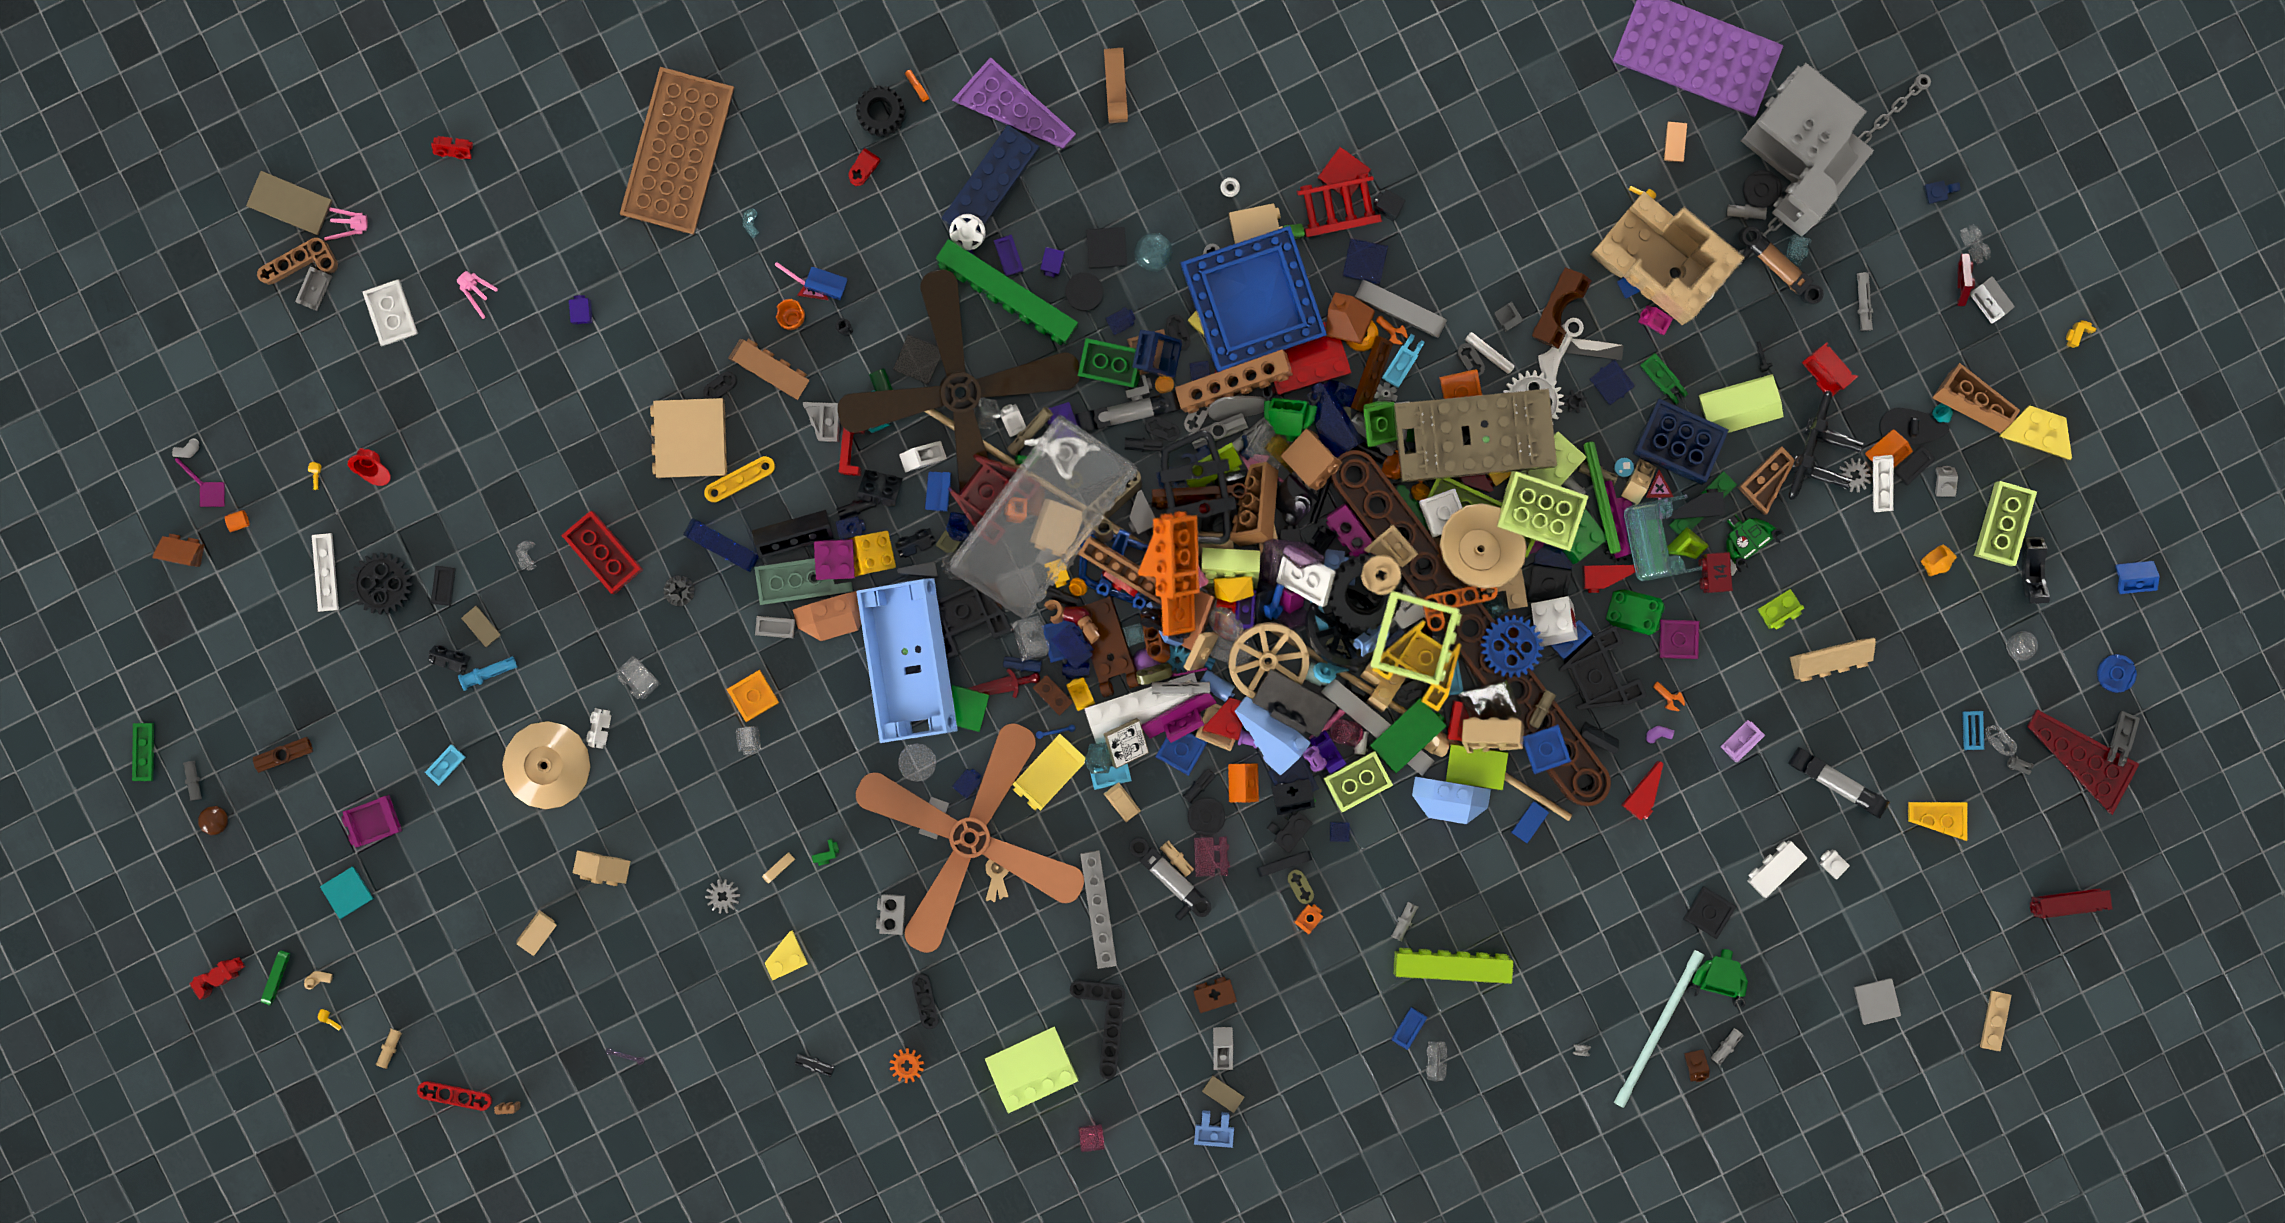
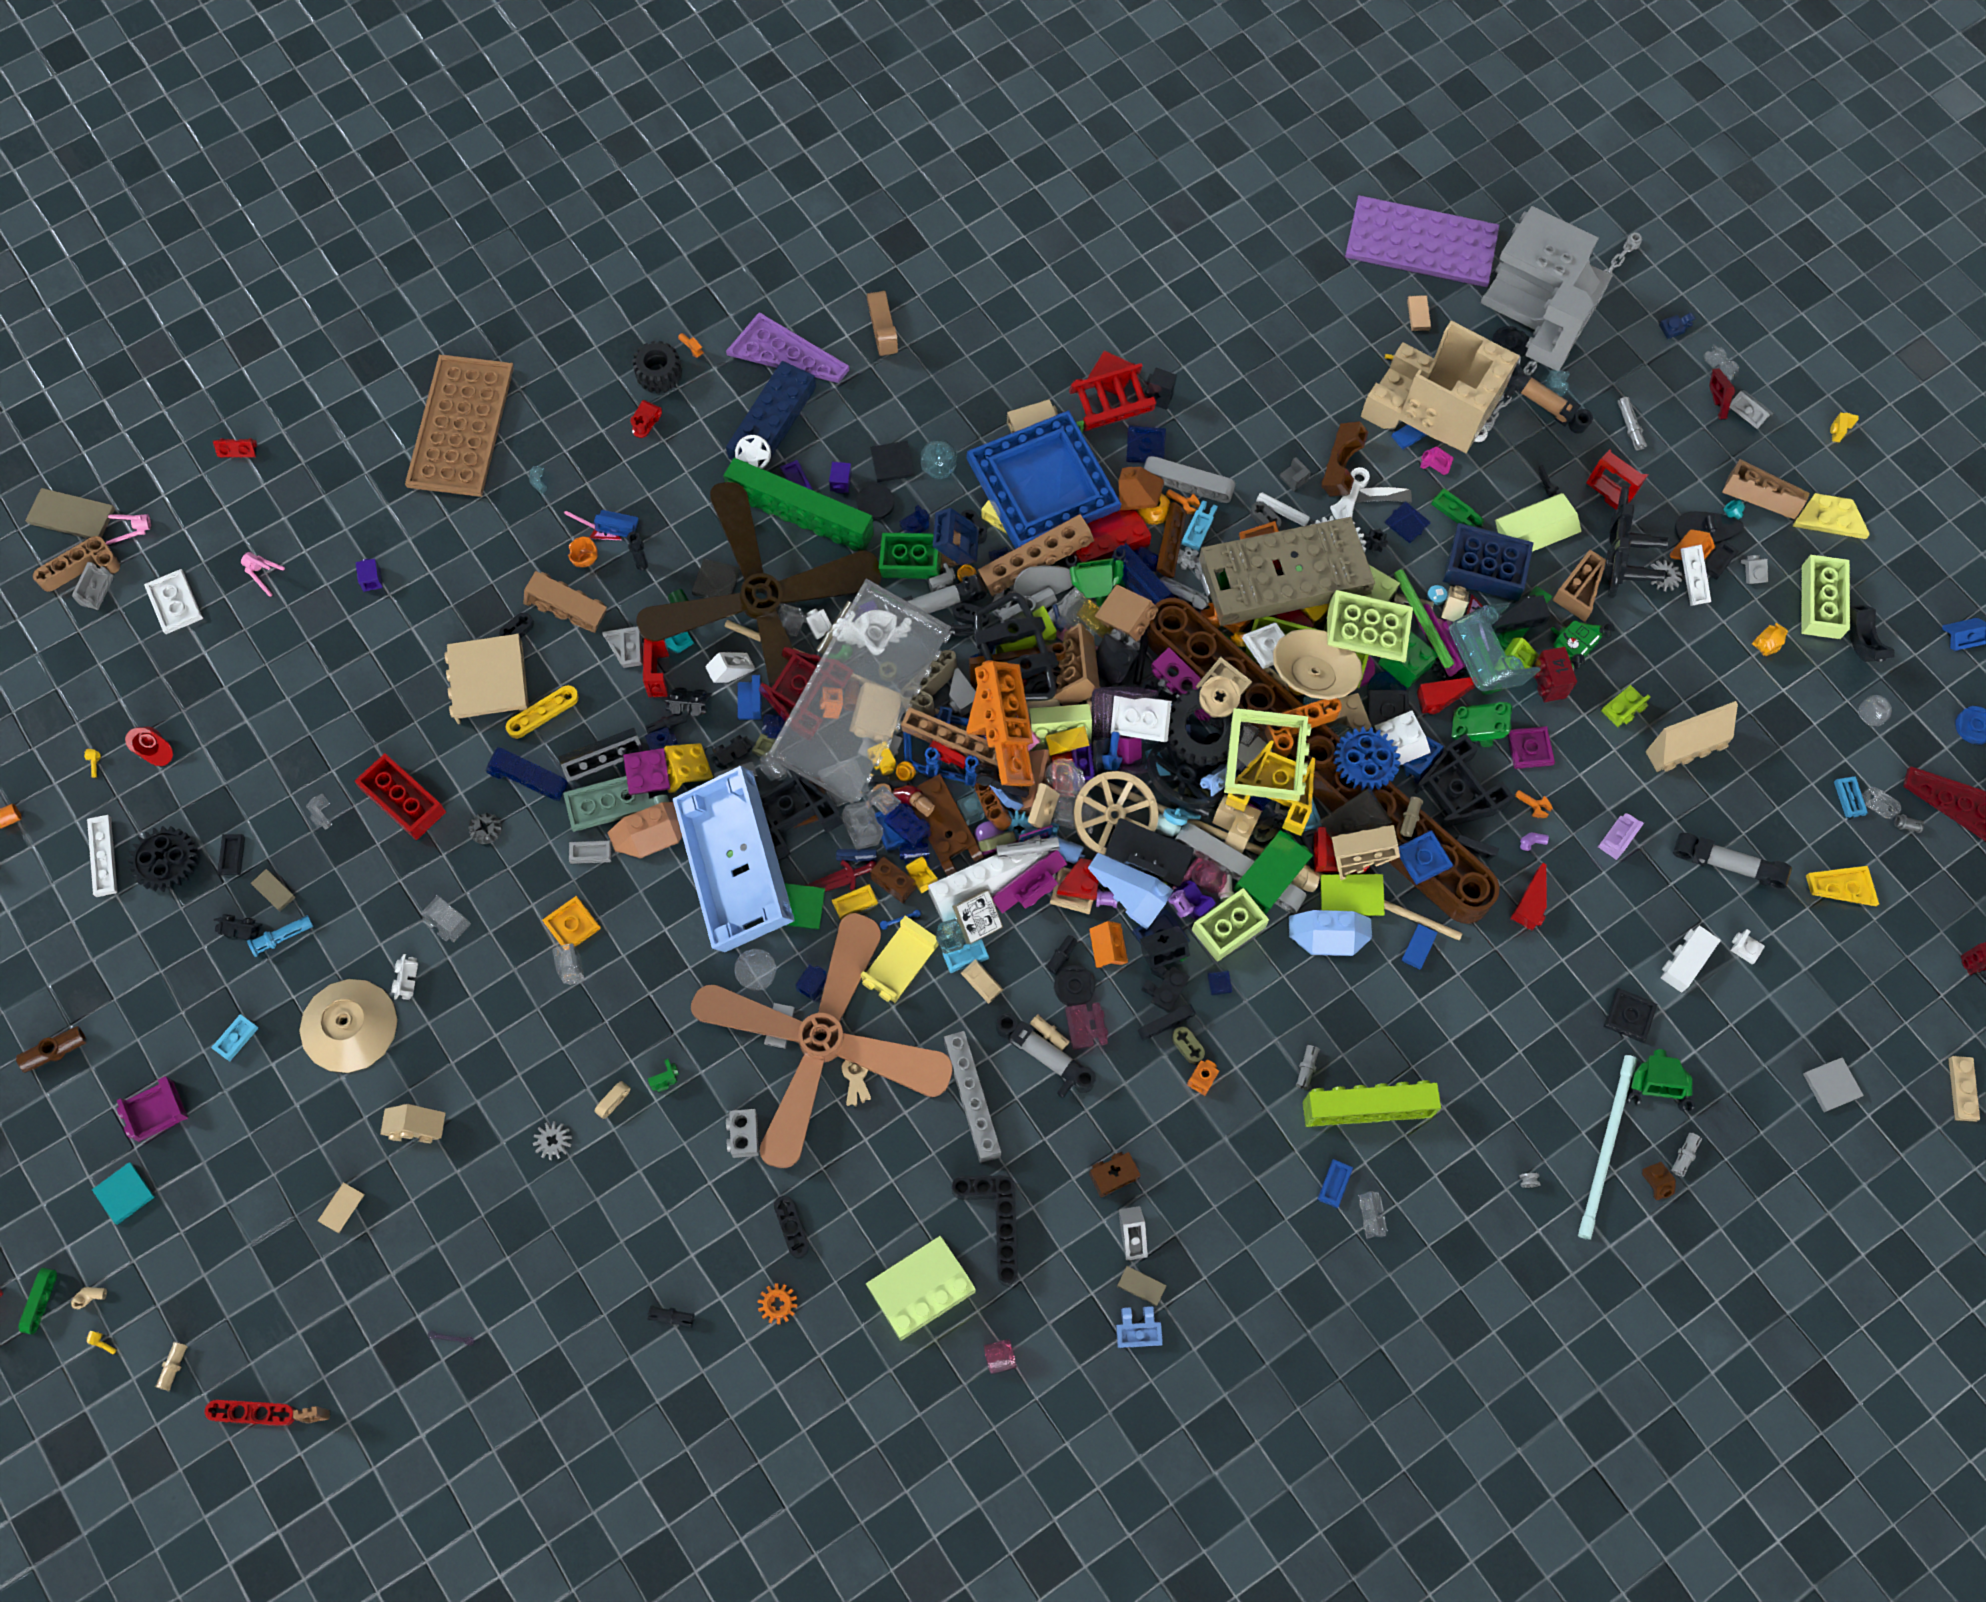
camera: 10 degrees left, 20 degrees down
(786, 957) = (628, 1199): light yellow wing -> none
(1015, 709) = (855, 901): none -> yellow tile
(1052, 620) = (882, 799): none -> clear bracket
(1182, 753) = (1037, 922): blue tile -> none
(1232, 181) = (1004, 391): white plate -> none
(1379, 423) = (1188, 575): bright green slope -> none

